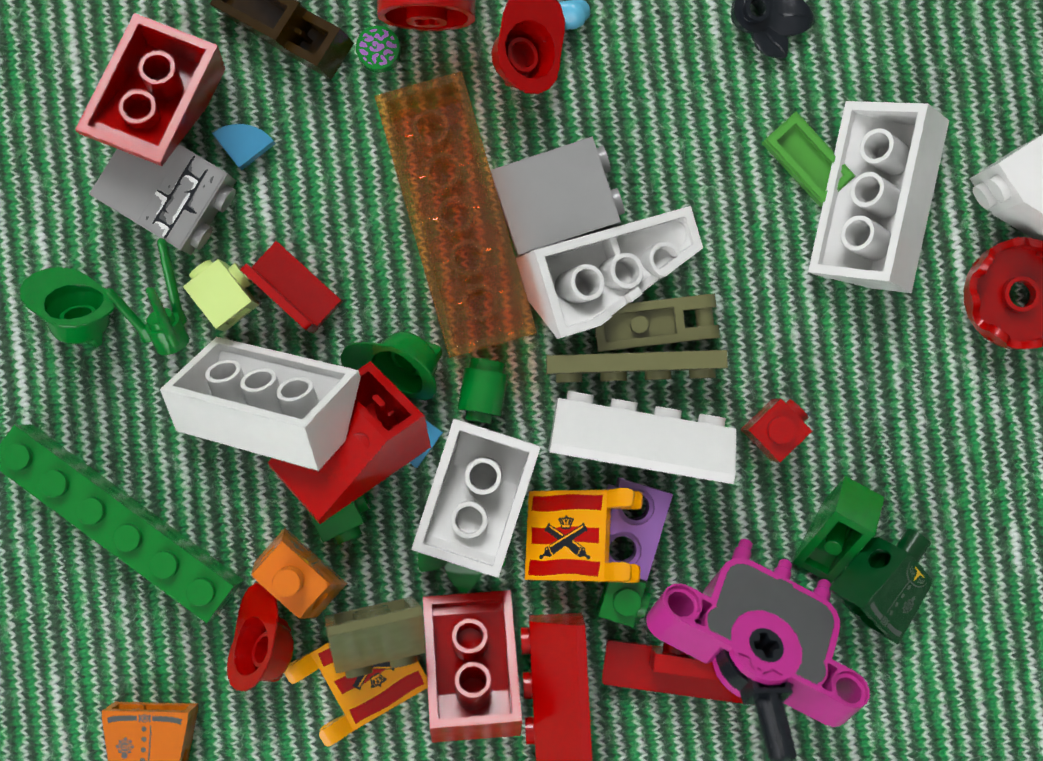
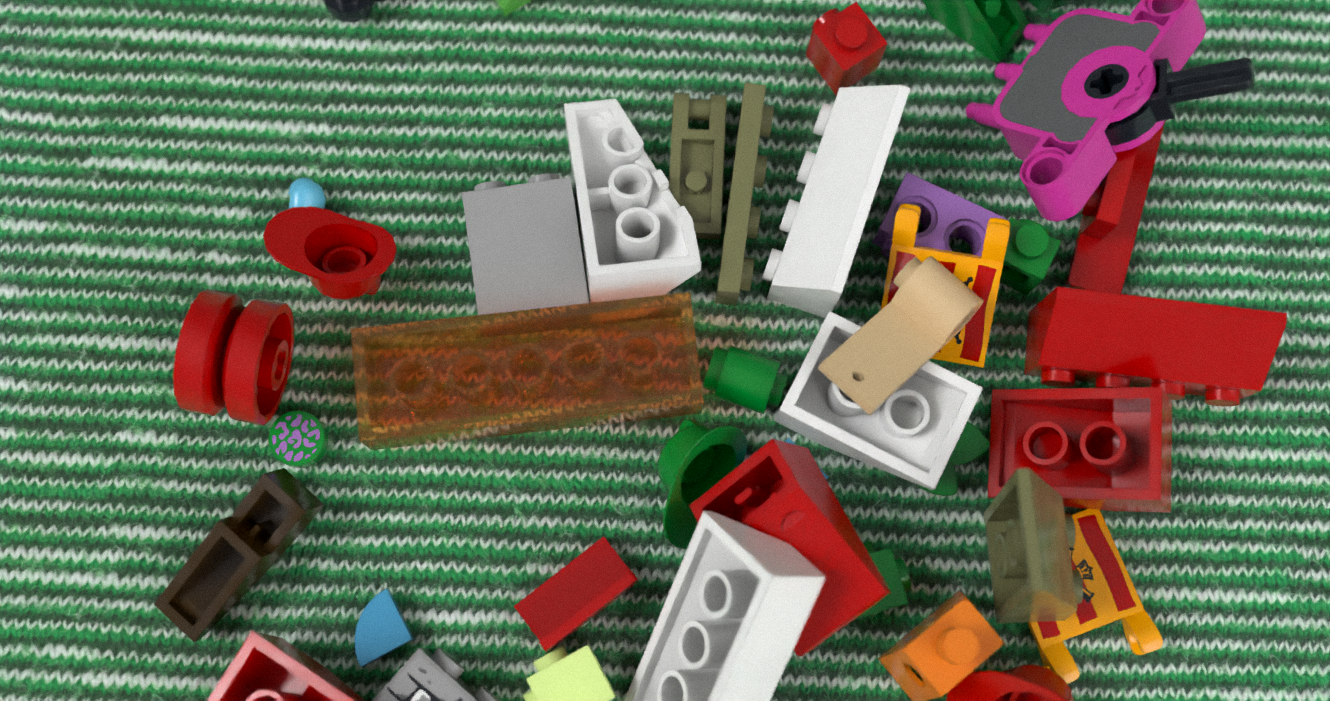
camera: 85 degrees left, 10 degrees down
(528, 506) = (903, 335): none -> tan door

